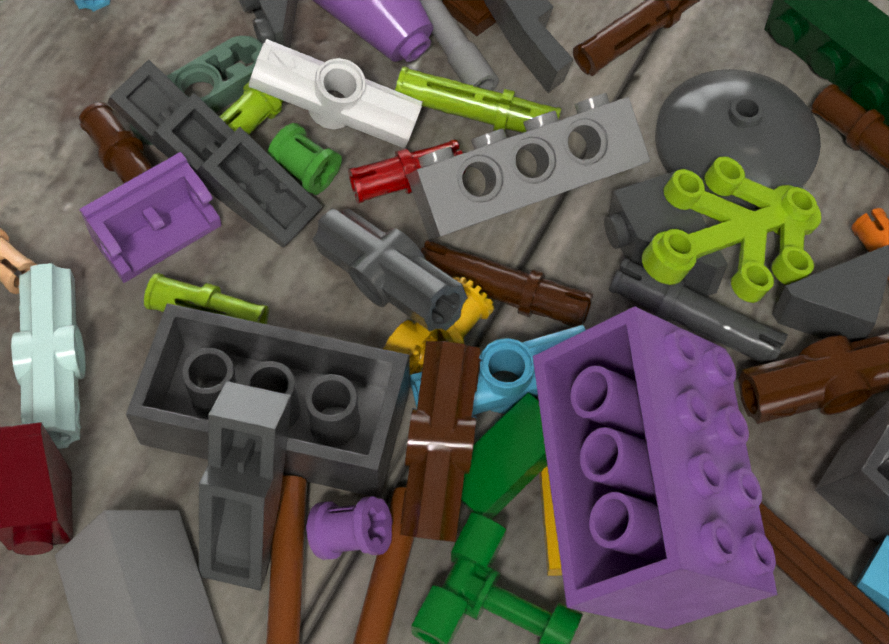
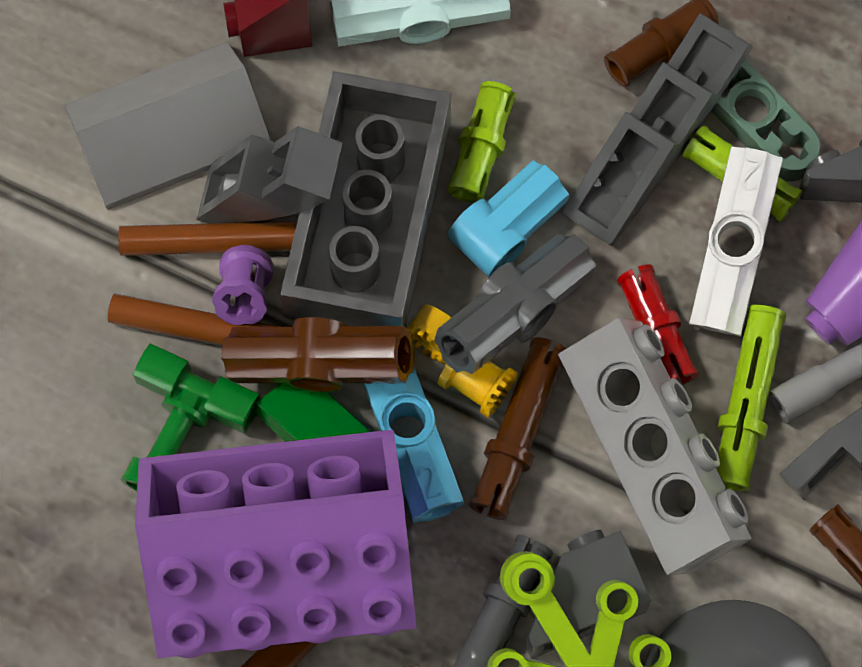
camera: 90 degrees right, 10 degrees up
(151, 217) = (578, 77): medium lavender hinge -> none
(300, 293) = (499, 229): none -> medium azure piece
(305, 158) = (673, 206): bright green bush -> none

